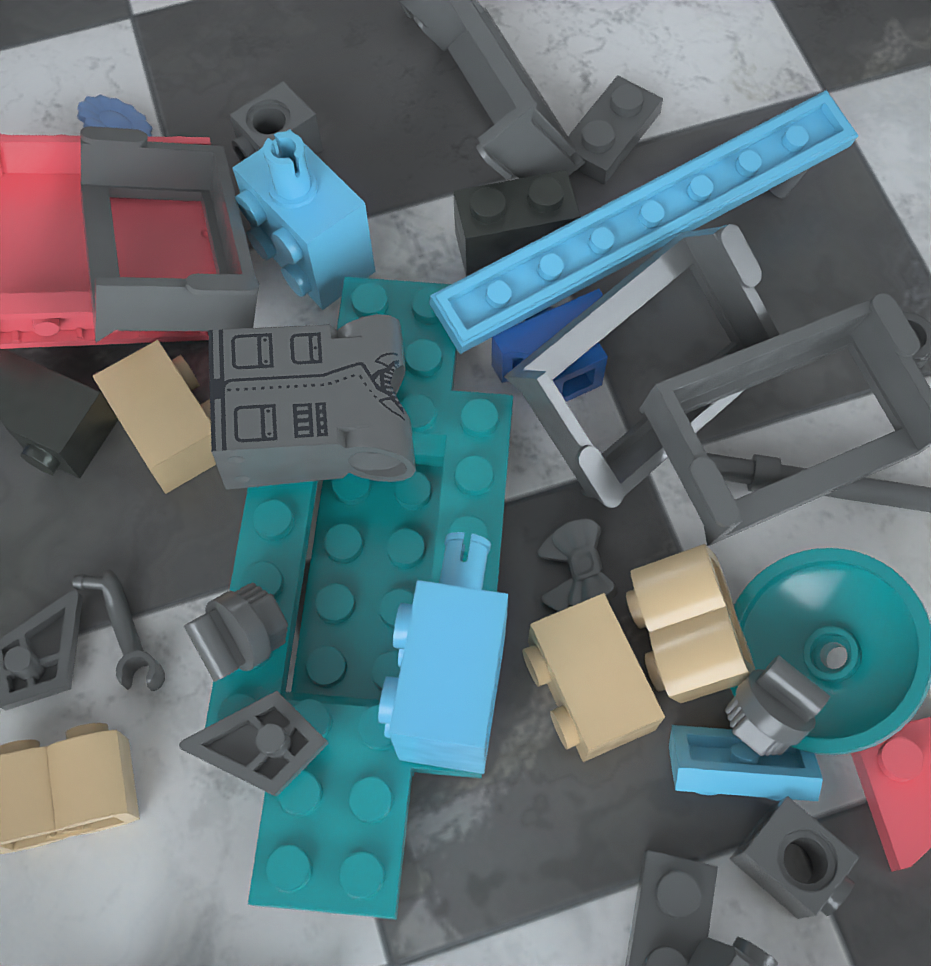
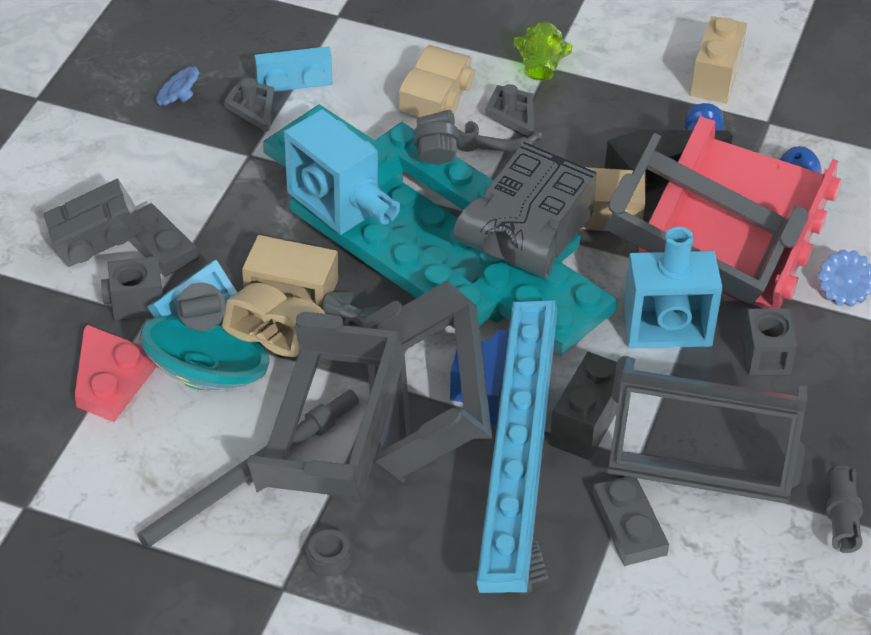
camera: 125 degrees right, 20 degrees down
(259, 744) = (379, 124): dark grey piece -> none

